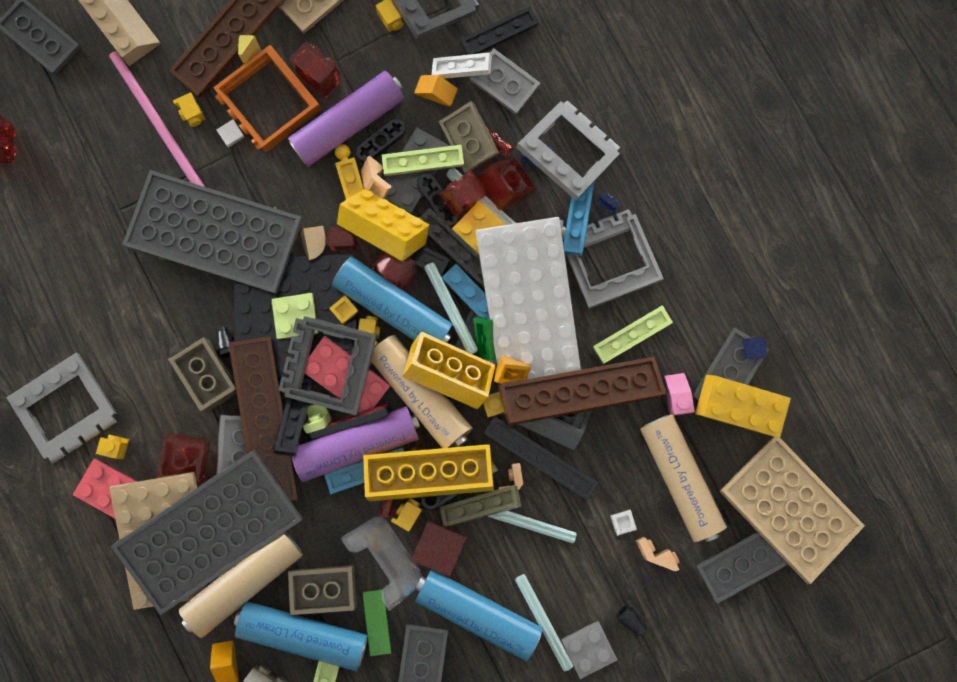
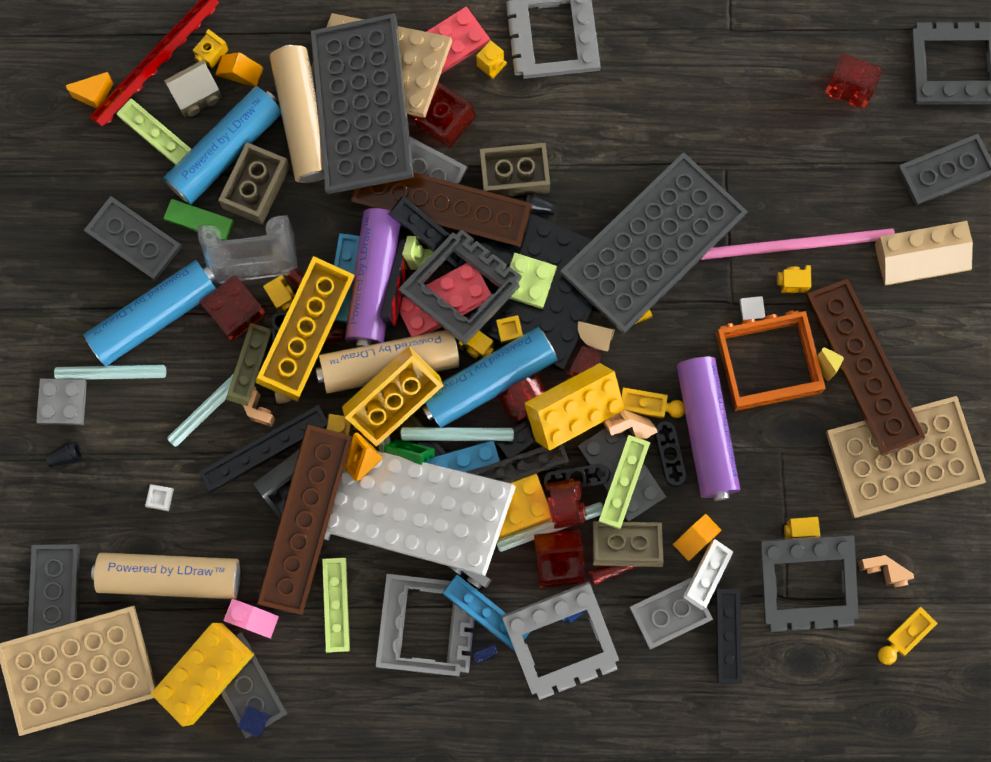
camera: 120 degrees right, 5 degrees down
(315, 68) = (775, 421): clear red brick -> none
(663, 558) = (102, 515): light nougat slope -> none

